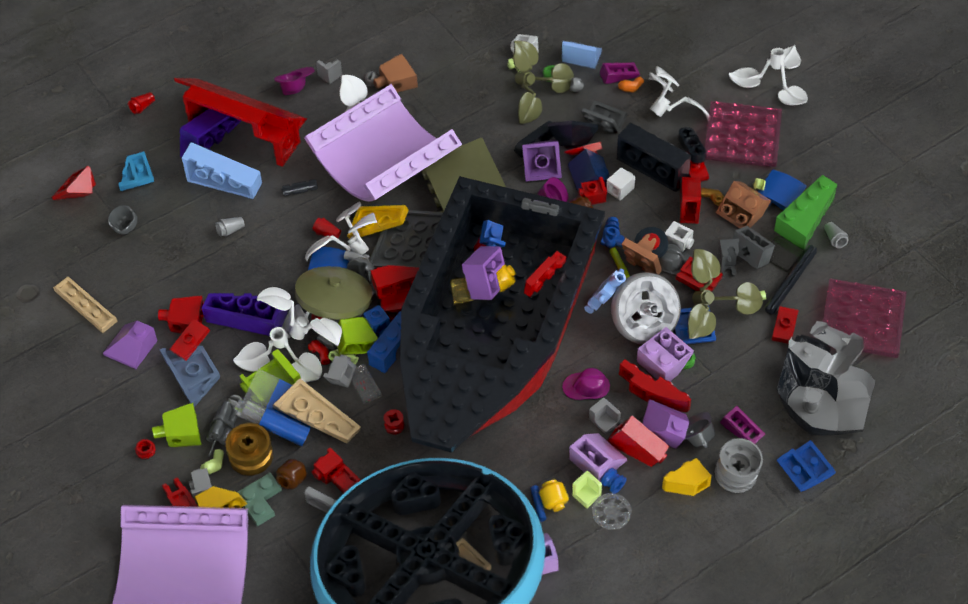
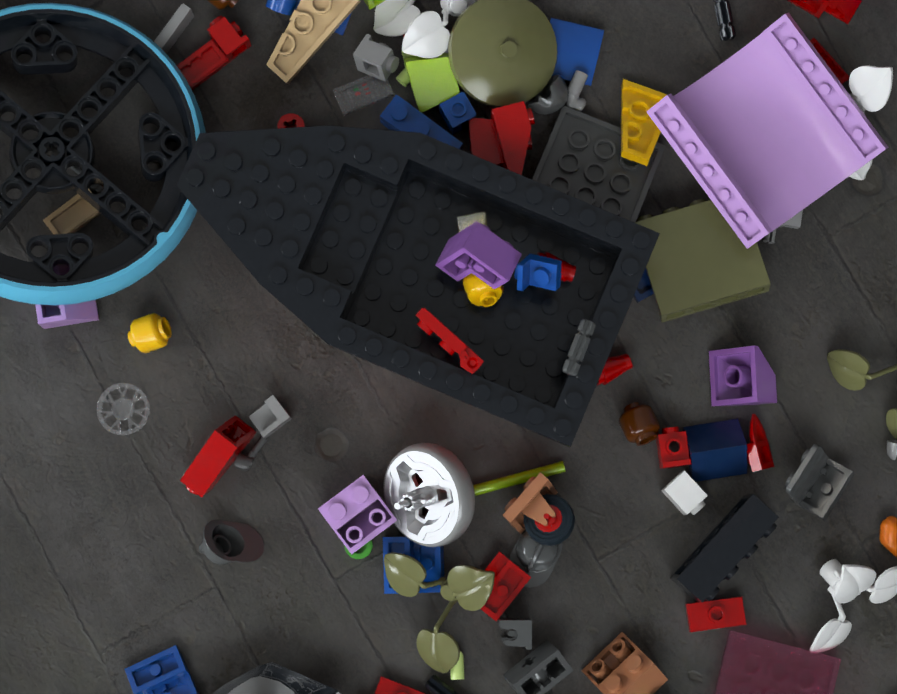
camera: 90 degrees right, 30 degrees up
(325, 228) = (638, 48): red cone -> none
(356, 243) = (601, 90): white plant -> none
(538, 503) = (127, 315): blue wheel -> none
(539, 135) = (787, 374): black beam -> none
(554, 189) = (669, 388): magenta piece -> none
(573, 132) = (790, 431): black slope -> none
(586, 385) = (329, 399): magenta piece -> none
(586, 489) = (154, 378): yellowish green panel -> none
(595, 455) = (202, 399): lavender slope -> none
(605, 290) = (466, 442): light blue torso -> none
(611, 234) = (585, 466): blue piece -> none
(613, 480) = (164, 416): blue wheel -> none
(659, 391) = (298, 499): red slope -> none
(666, 423) = (246, 499): medium lavender slope -> none
(680, 236) = (581, 562): white brick -> none
(688, 479) = (154, 518): yellow slope -> none
(690, 200) = (644, 595): red slope -> none
(692, 144) = (762, 619): black beam -> none
(715, 195) = (653, 635): pearl gold arm -> none
(738, 431) = (251, 590): magenta slope -> none
(739, 456) = (145, 596): light grey wheel -> none

